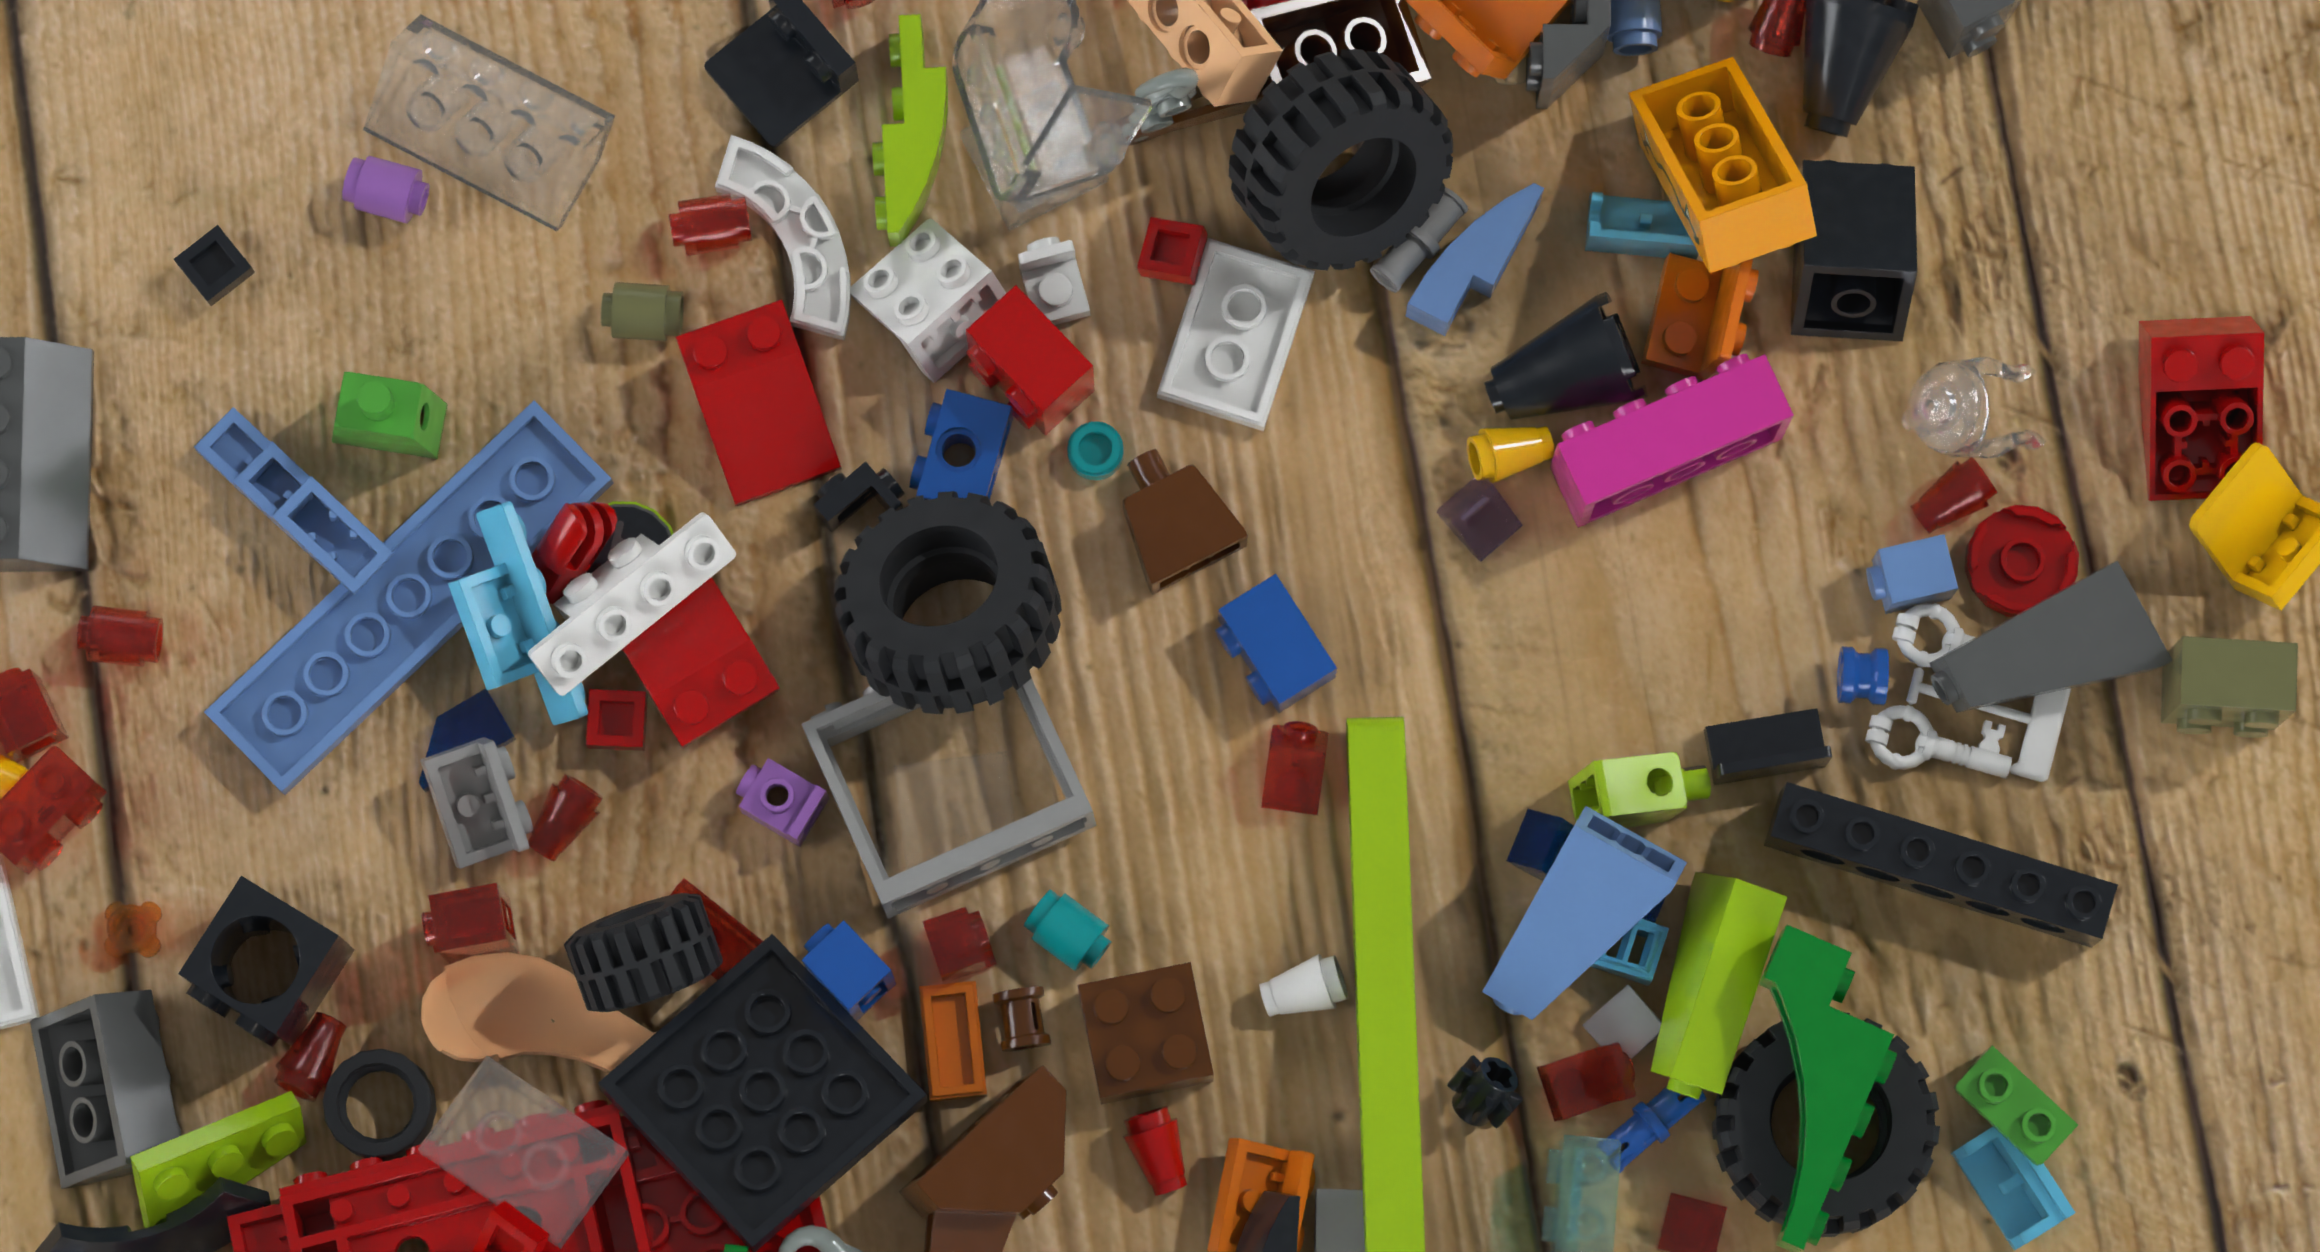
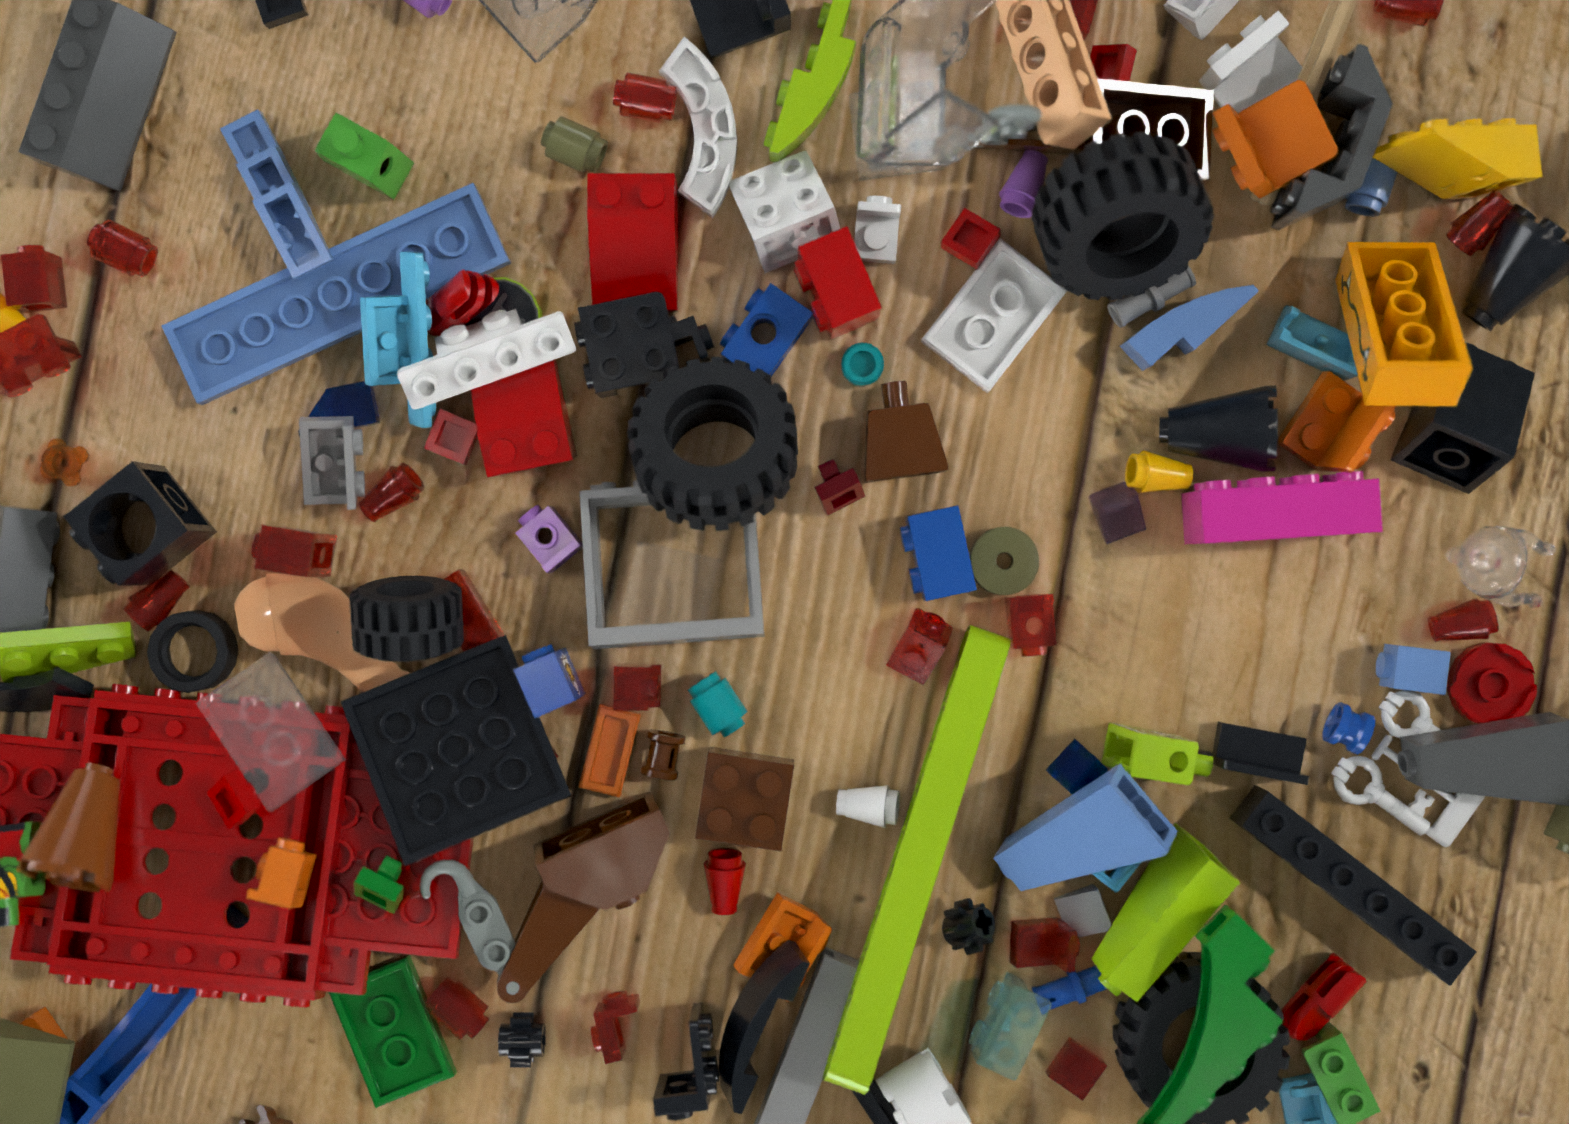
camera: 20 degrees right, 10 degrees up
(793, 524) = (626, 342): none -> black bracket
(1121, 610) = (838, 488): none -> dark red tile
(1210, 164) = (1023, 184): none -> medium lavender cone
(1368, 602) = (1023, 560): none -> olive piece
(1416, 664) = (1019, 611): none -> clear red brick
(1959, 1022) = (1321, 997): none -> red arm

